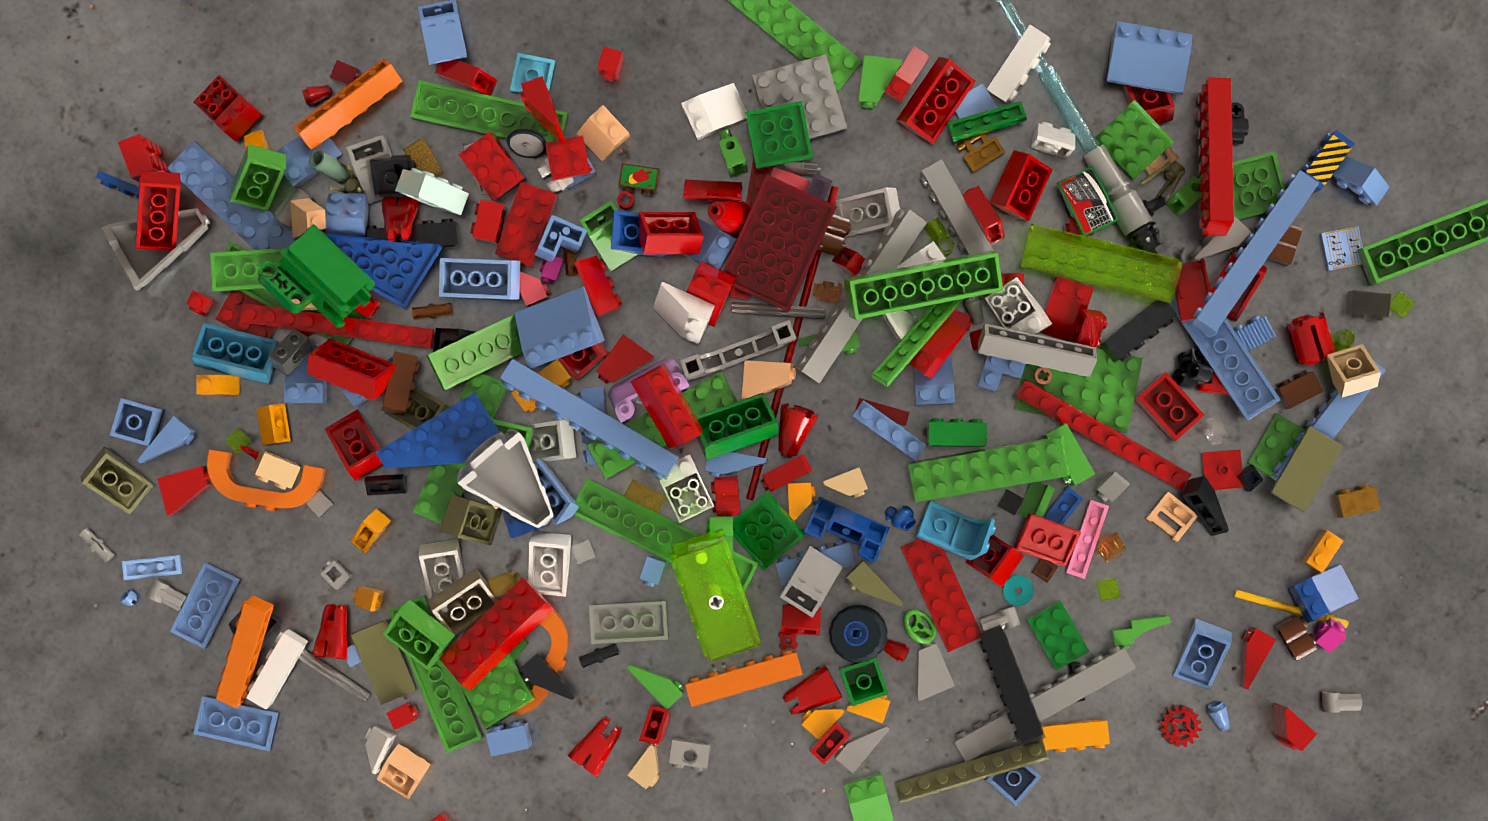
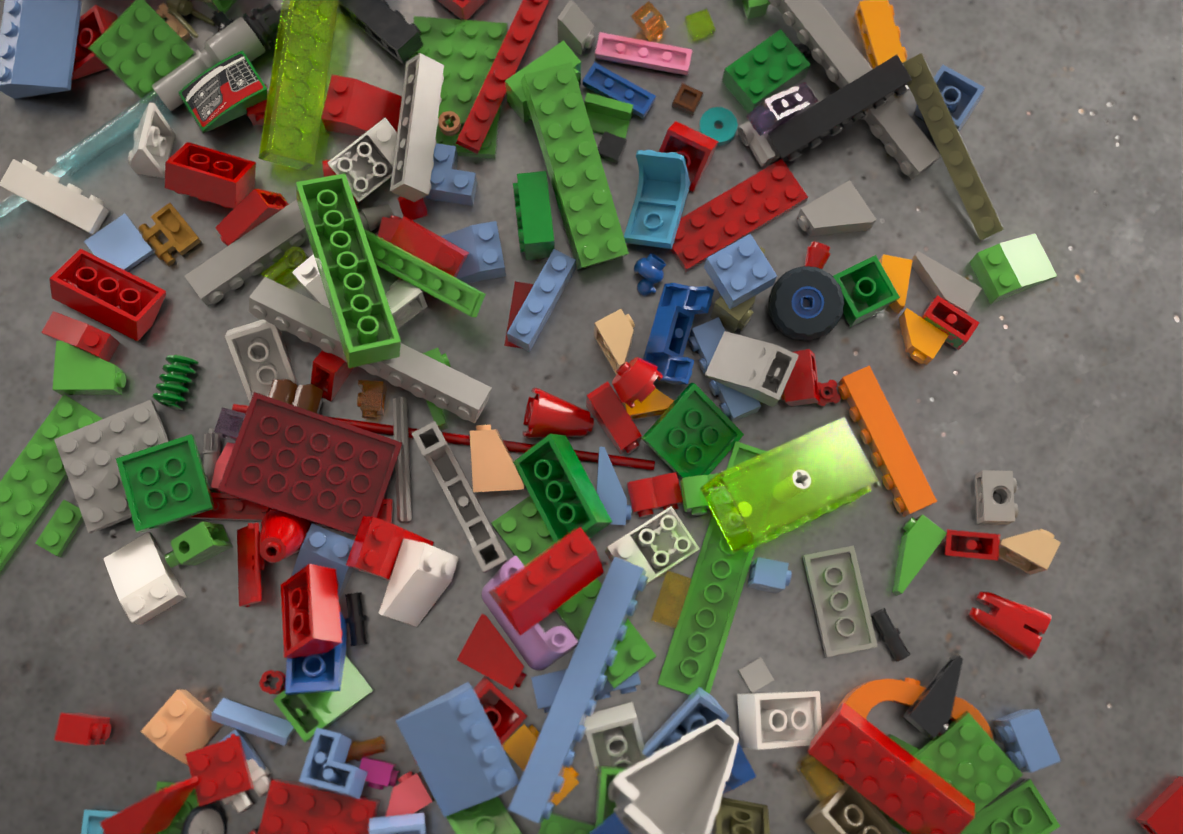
camera: 105 degrees left, 10 degrees down
(598, 286) = (393, 703): red slope -> none
(600, 183) = (253, 721): none -> light blue tile
(639, 179) = (242, 667): brick -> none
(663, 264) = (356, 619): none -> black pin
(760, 53) = (61, 528): none -> bright green plate
(809, 491) = (635, 380): none -> red cone
(813, 692) = (887, 352): red piece -> none
(860, 145) = (174, 381): none -> green piece
(882, 582) = (740, 271): none -> medium blue brick
(918, 628) = (785, 235): bright green piece -> none
(987, 121) = (131, 227): green plate -> none
(1019, 641) = (781, 108): none -> clear purple brick
(1047, 539) = (651, 95): tile -> none
(1088, 327) = (382, 76): red brick -> none

